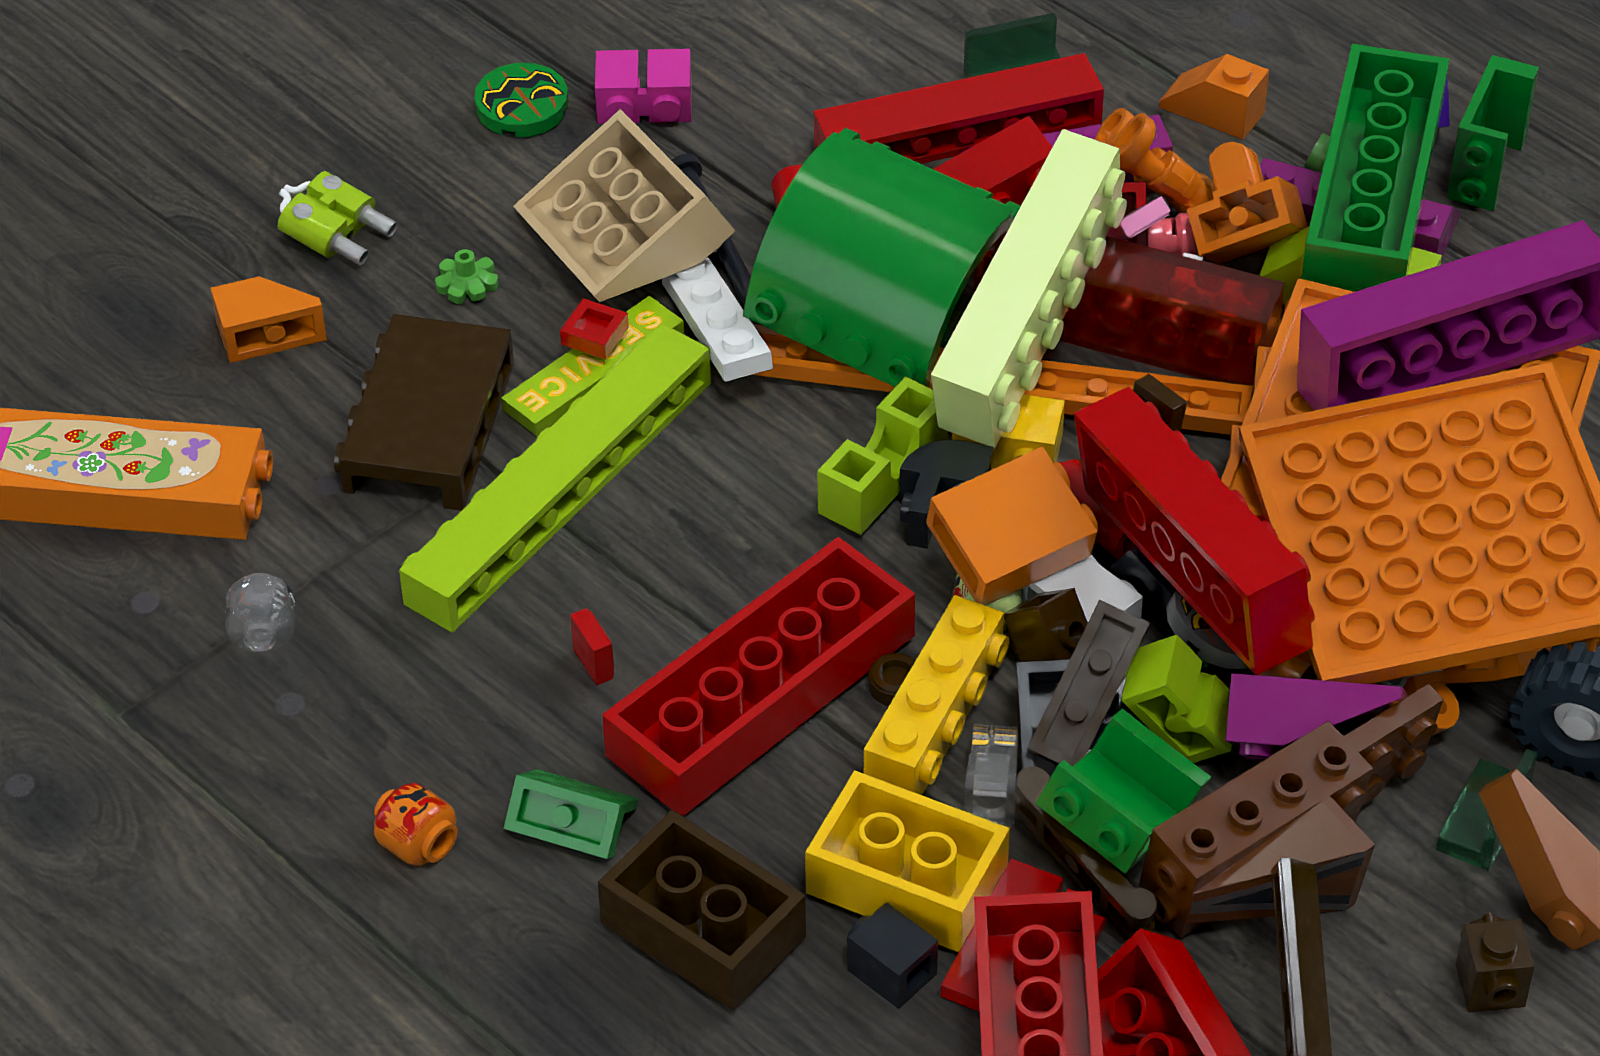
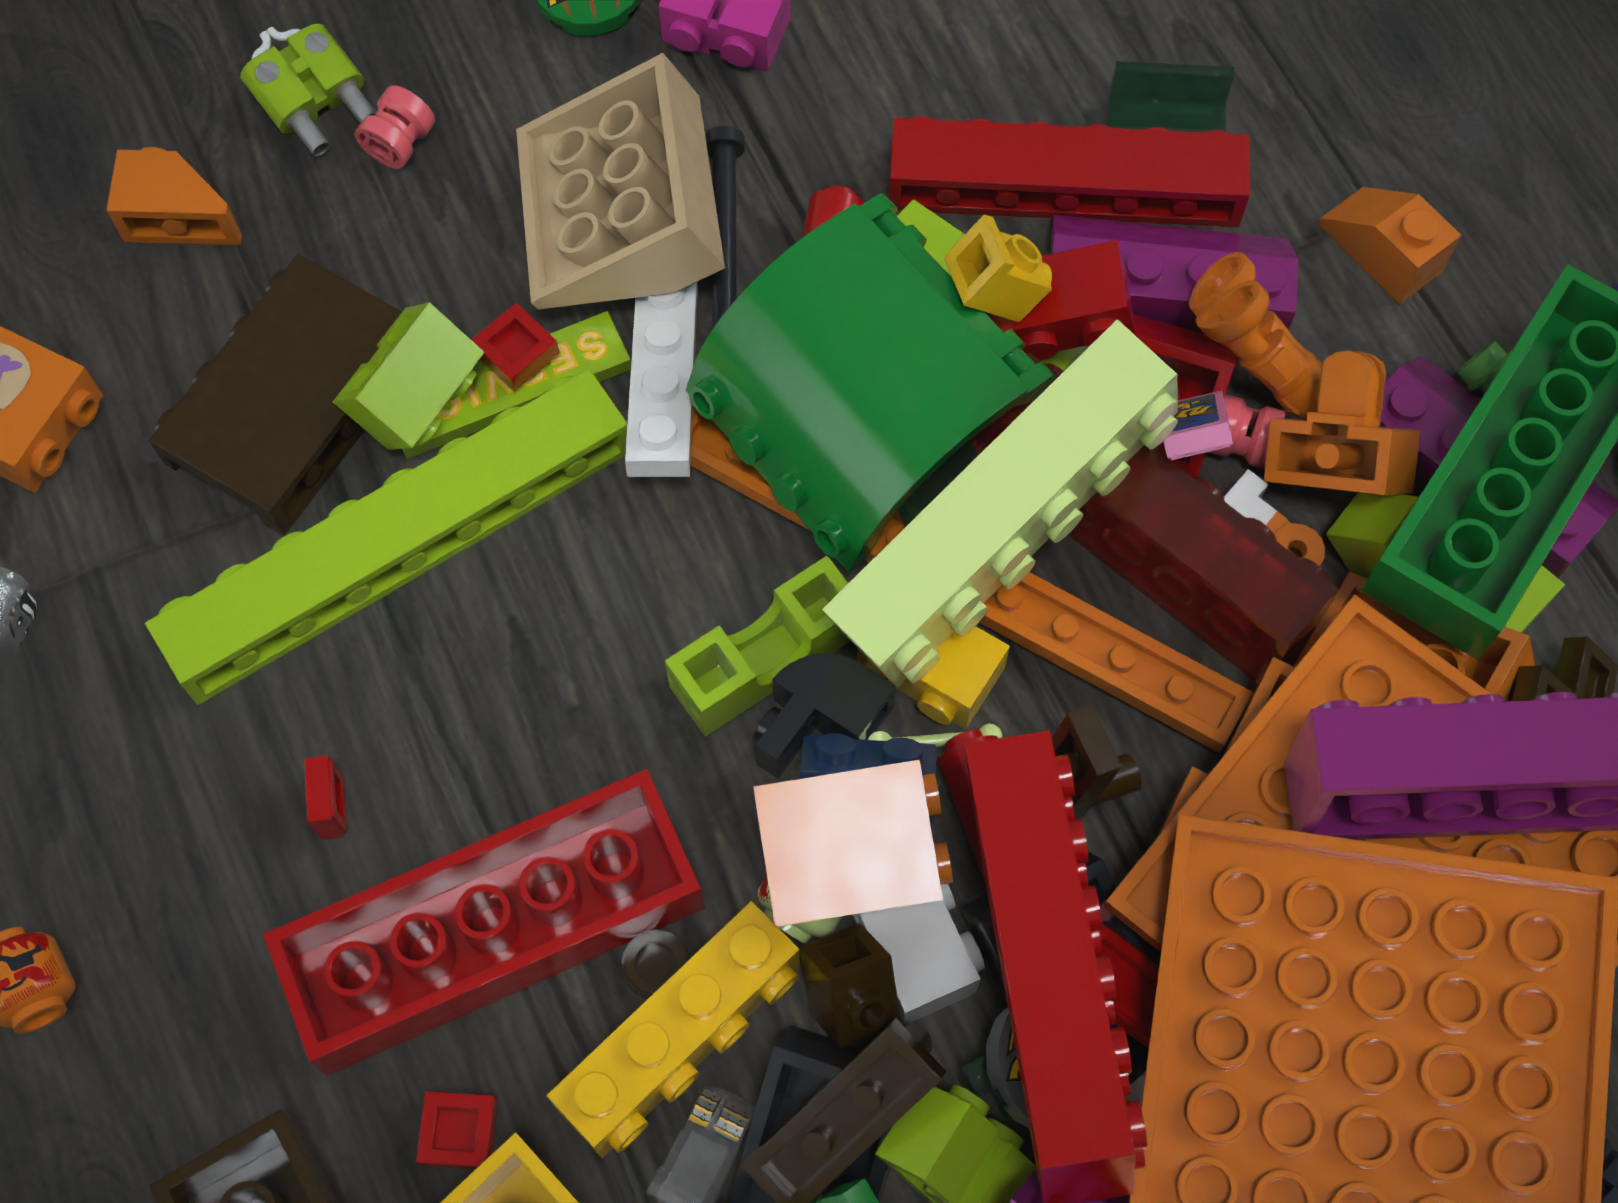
camera: 20 degrees right, 20 degrees up
(419, 224) = (395, 127): none -> coral wheel
(466, 277) = (422, 213): bright green plant -> none
(527, 363) = (410, 378): none -> lime brick
(568, 812) = (205, 1020): green panel -> none
(797, 812) = (456, 1130): none -> red plate
(954, 149) = (998, 271): none -> yellow brick

